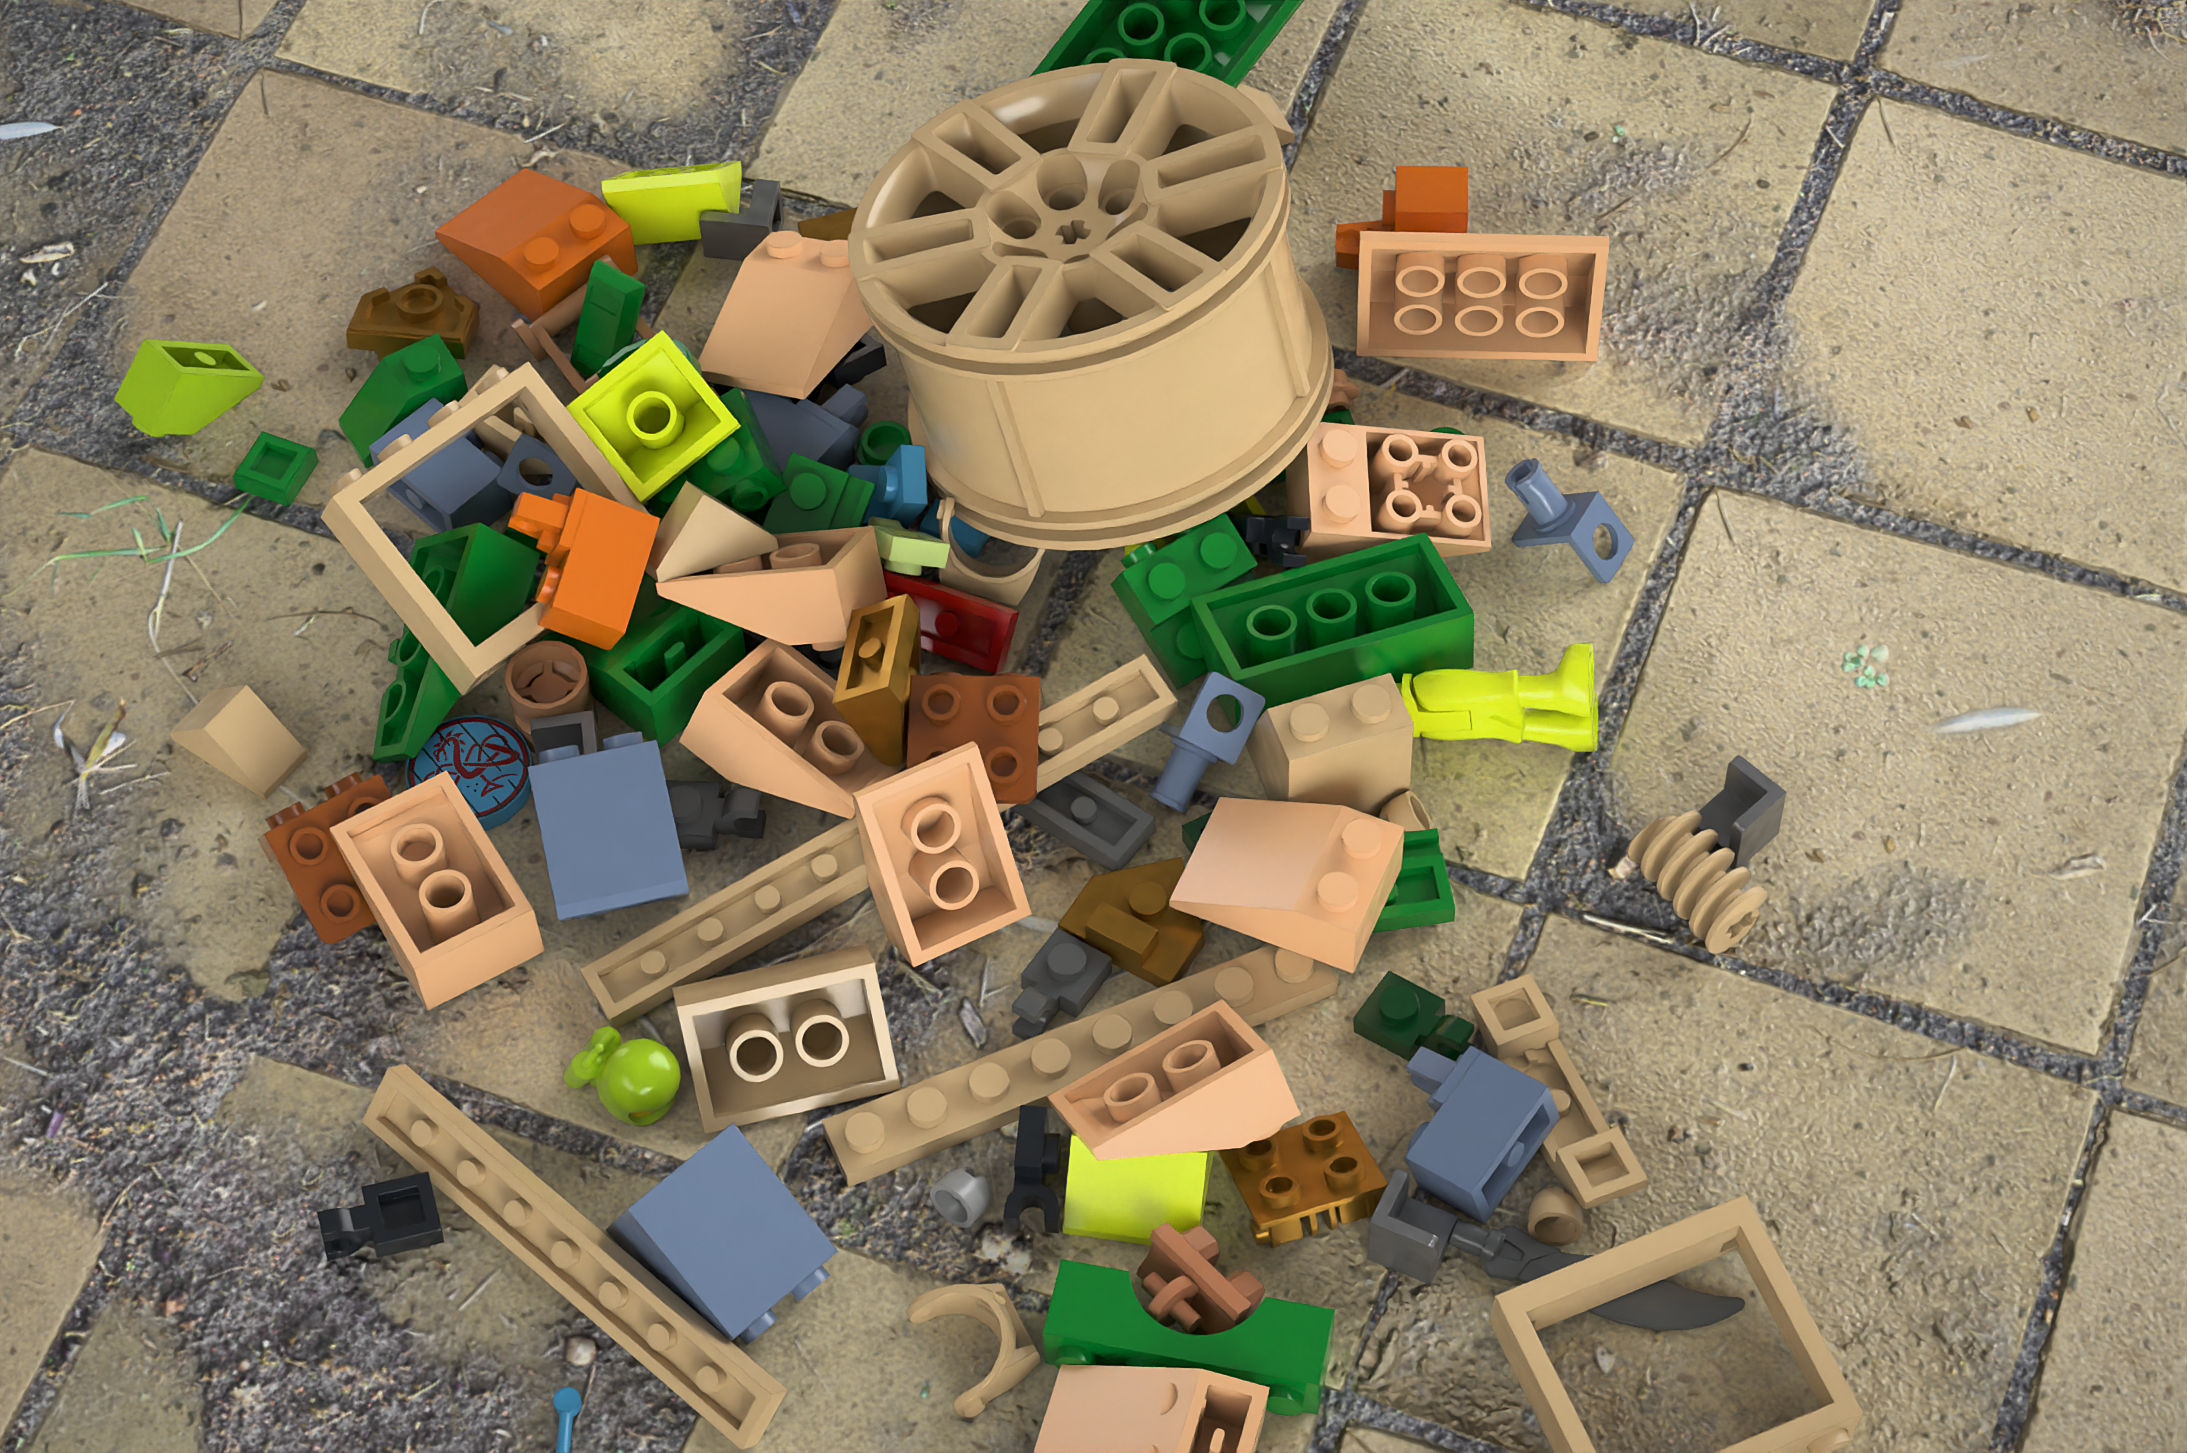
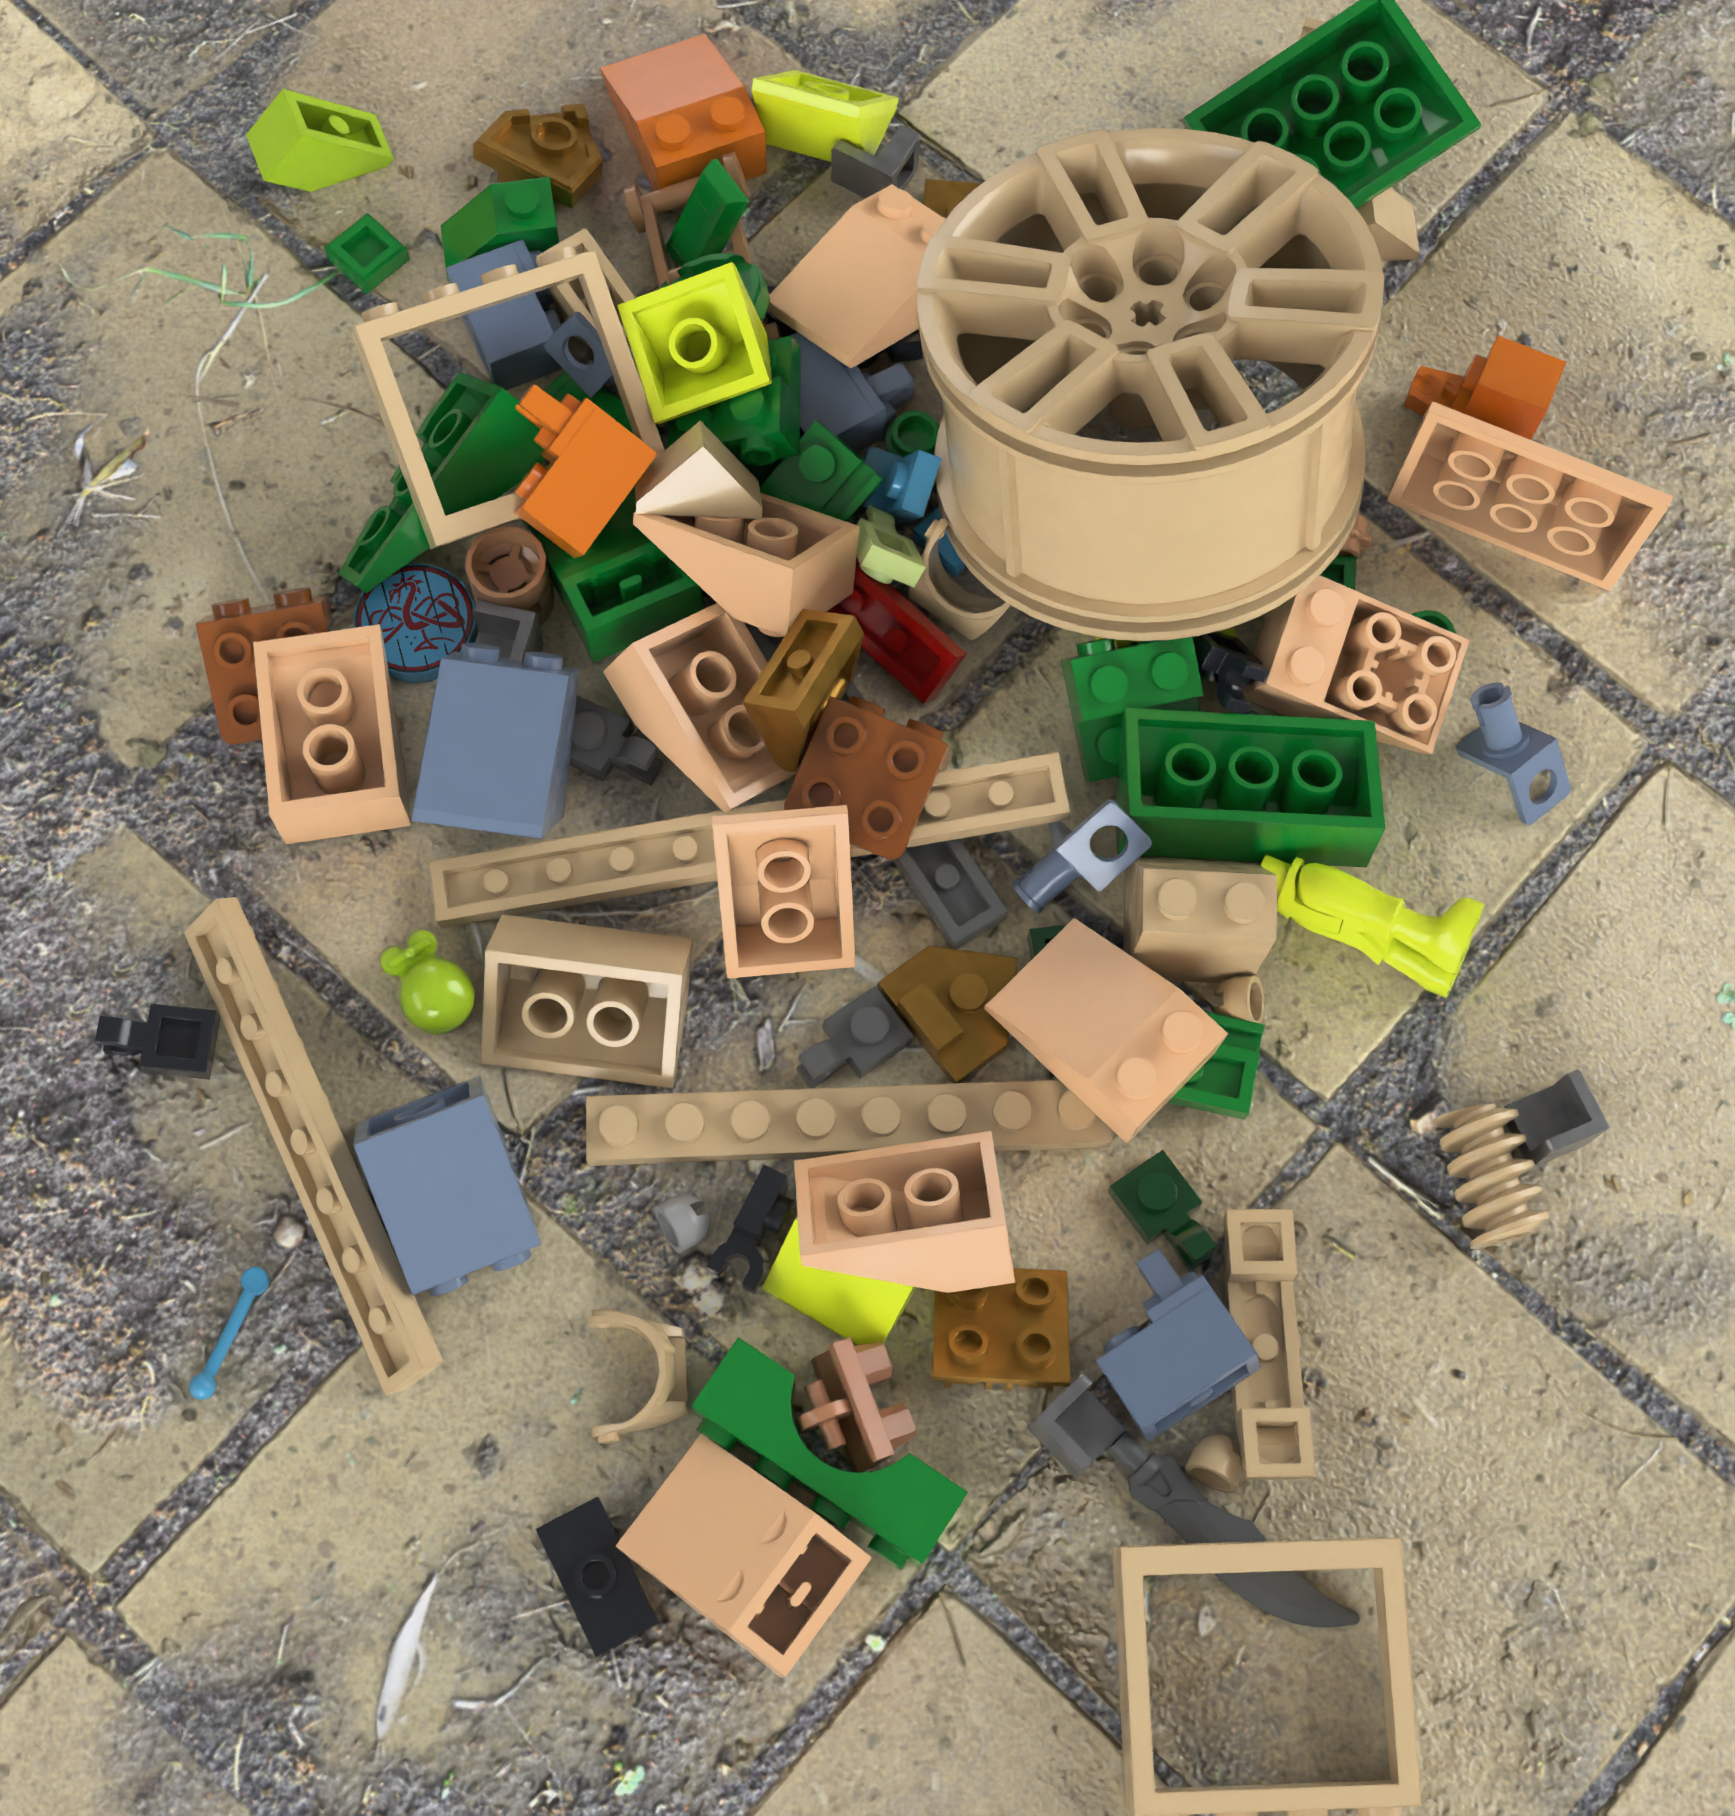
camera: 15 degrees right, 15 degrees up
(241, 739) = (229, 513): tan slope -> none

